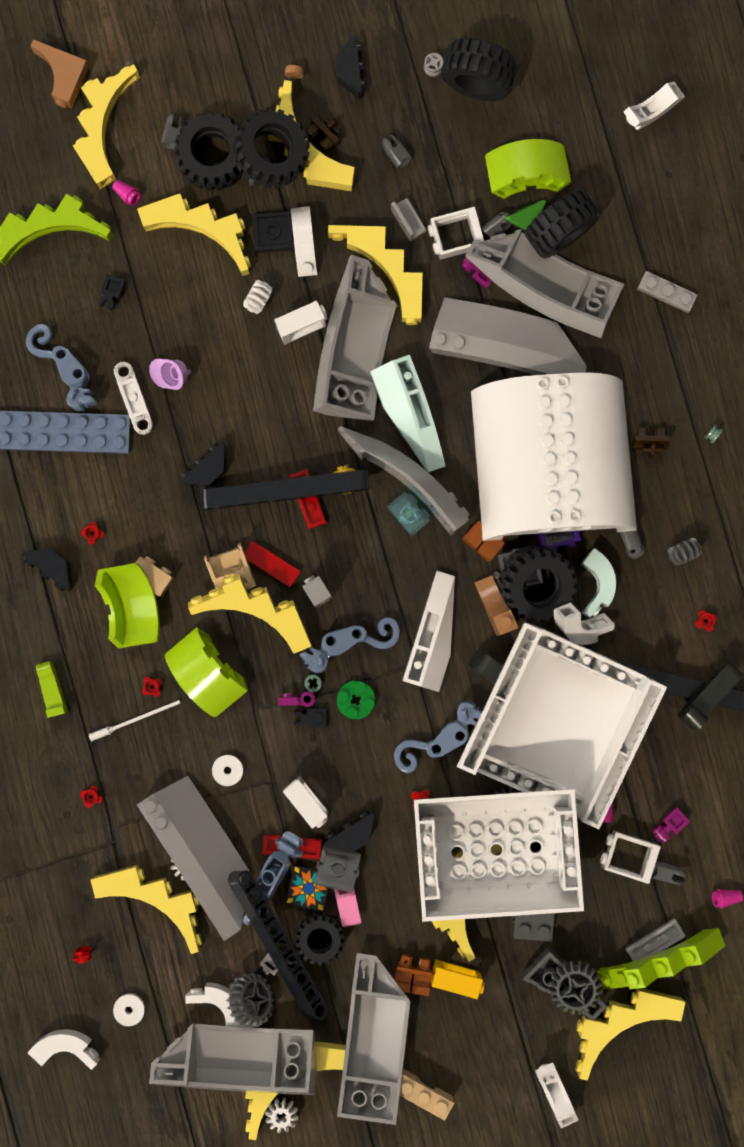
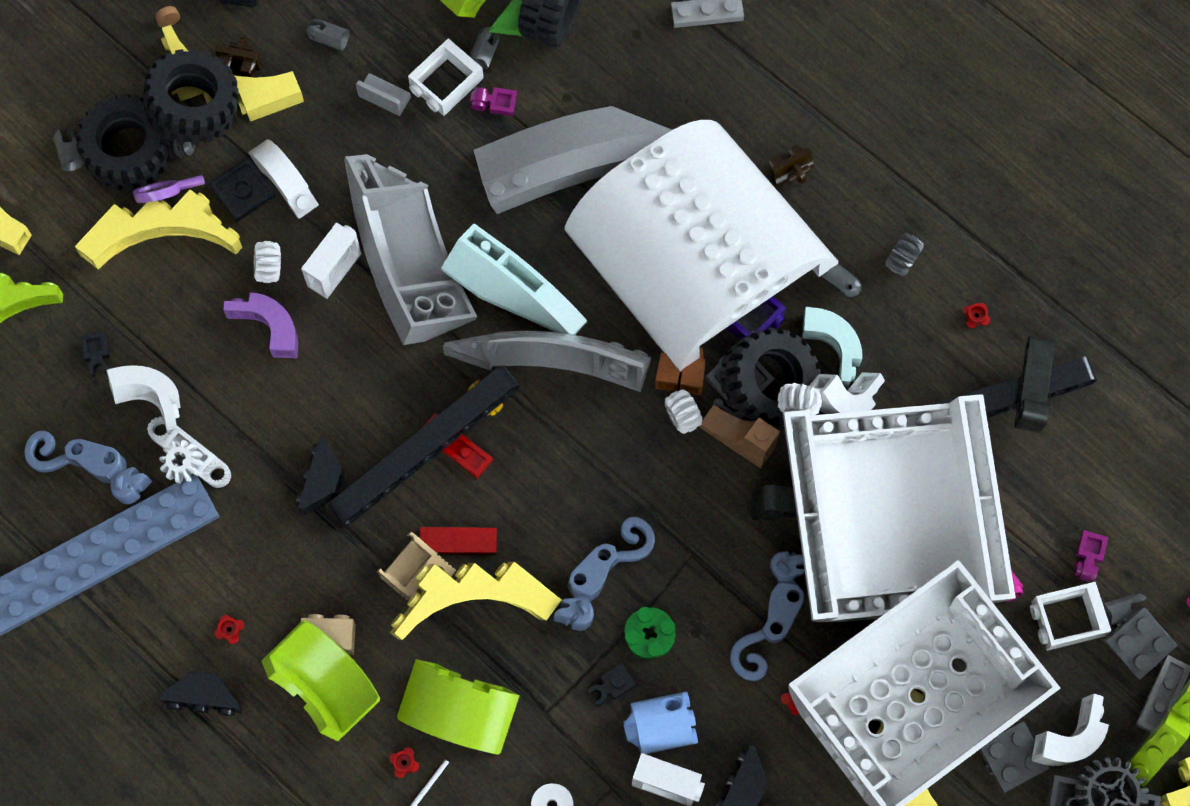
camera: 30 degrees left, 15 degrees down
(120, 397) = (173, 457): none -> white gear
(127, 193) = (52, 239): dark pink cone -> none
(128, 332) = (146, 384): none -> white arch
(169, 373) = (213, 400): lavender piece -> none
(218, 202) = (165, 189): none -> medium lavender piece
(242, 347) = (267, 310): none -> medium lavender arch
(289, 699) = (574, 678): magenta plate -> none
(316, 591) = (530, 531): light grey brick -> none
(319, 683) = (595, 639): sand green bush -> none
(325, 764) = (661, 723): none -> light blue cylinder
(371, 243) = (359, 137): light yellow arch -> none
(408, 513) = (579, 393): clear light blue brick -> none
(433, 639) = (694, 514): white wedge -> none
(468, 569) = (683, 411): none -> white gear
(544, 615) = (799, 398): none -> white gear
(548, 284) = (576, 72): light grey slope -> none
(580, 940) = (1058, 750): none -> white arch
(663, 901) = (1140, 642): none -> dark grey plate
(713, 433) = (852, 121): sand green bush -> none

